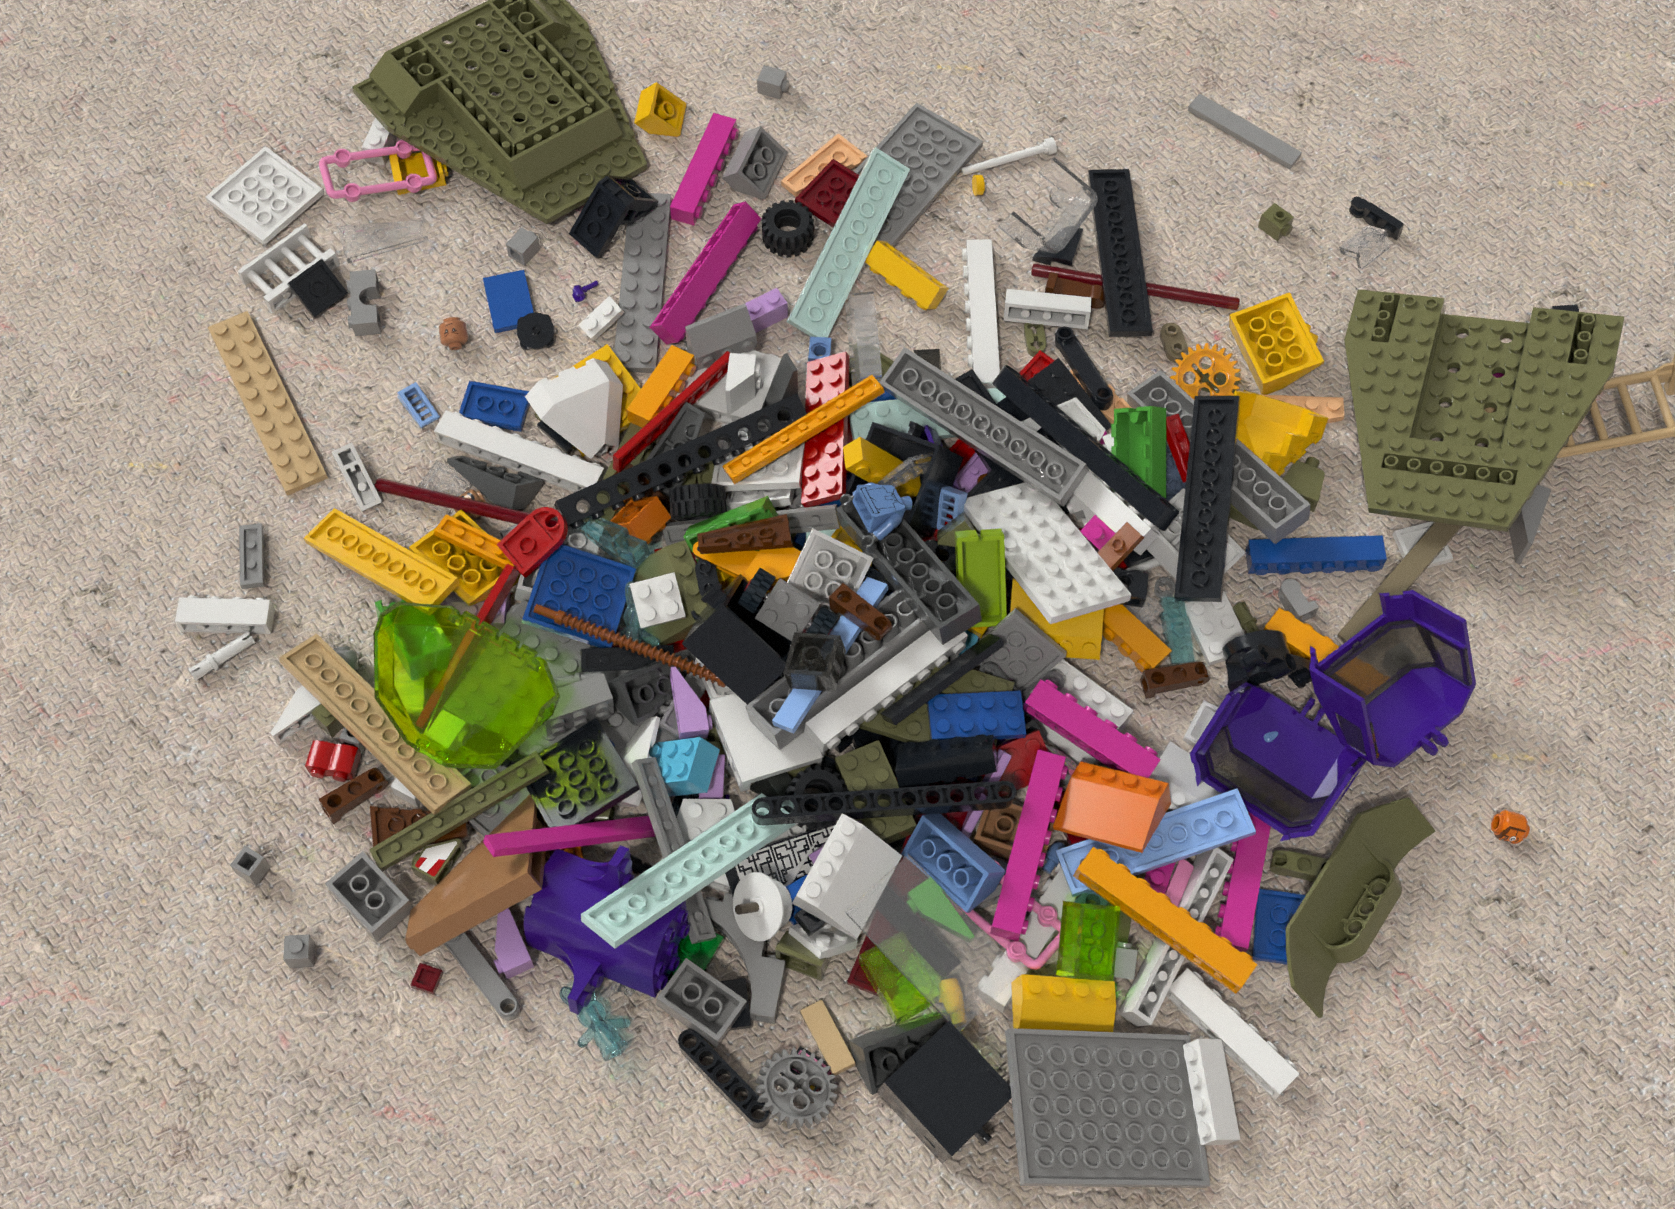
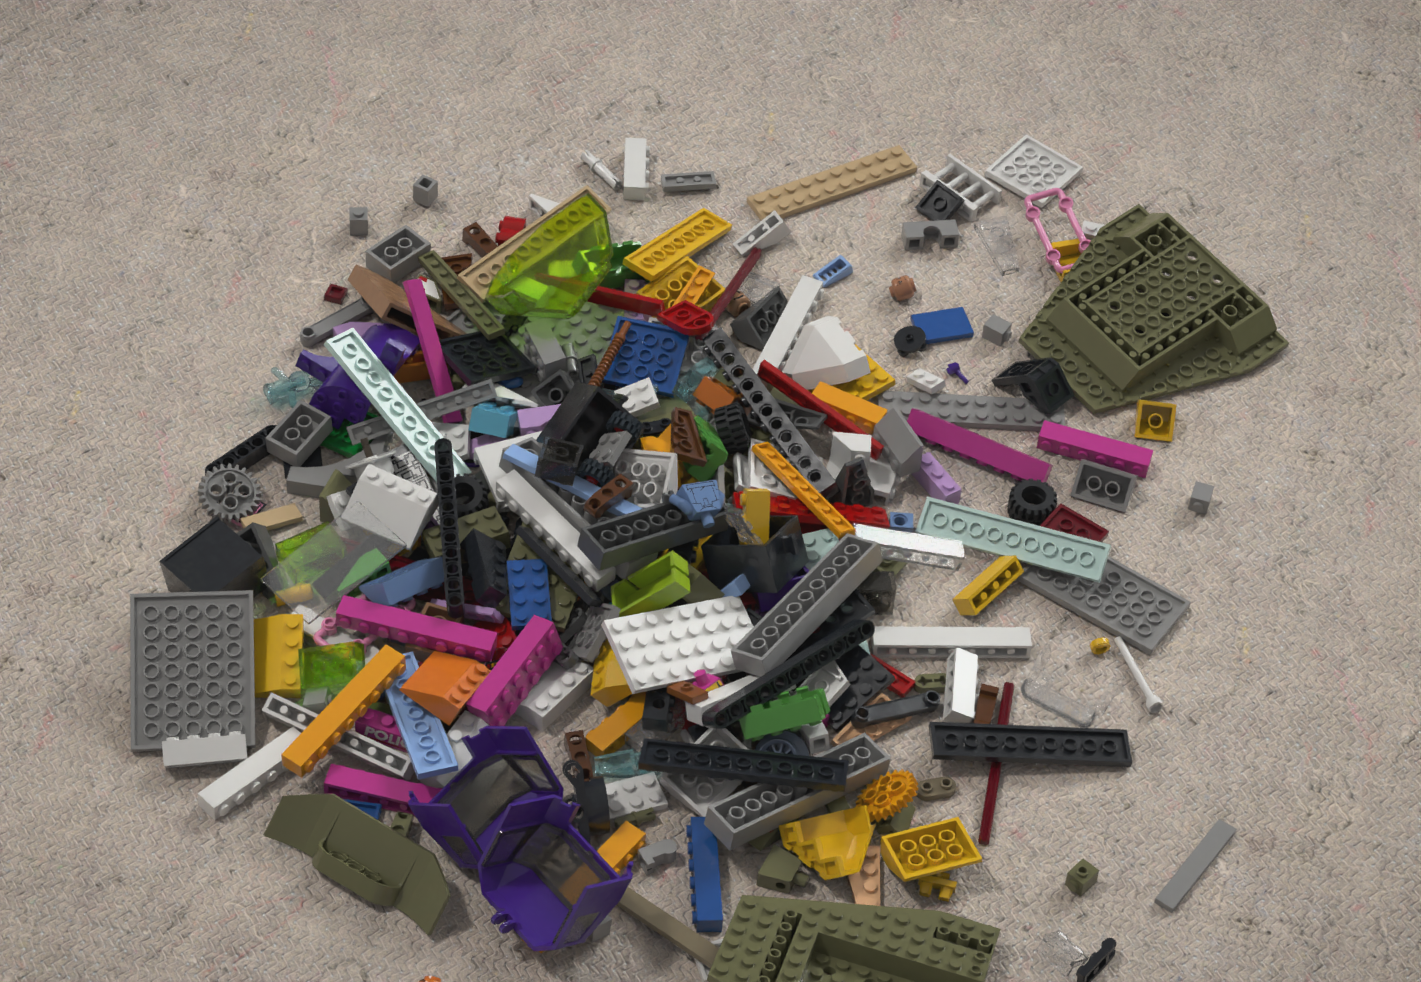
camera: 85 degrees right, 15 degrees down
(495, 405) = (842, 308): blue tile -> none
(837, 149) = (1123, 543): light nougat wing -> none
(1065, 256) = (1039, 715): black slope -> none
(1178, 443) = (807, 745): red tile -> none
(1179, 881) = (379, 735): bright pink slope -> none

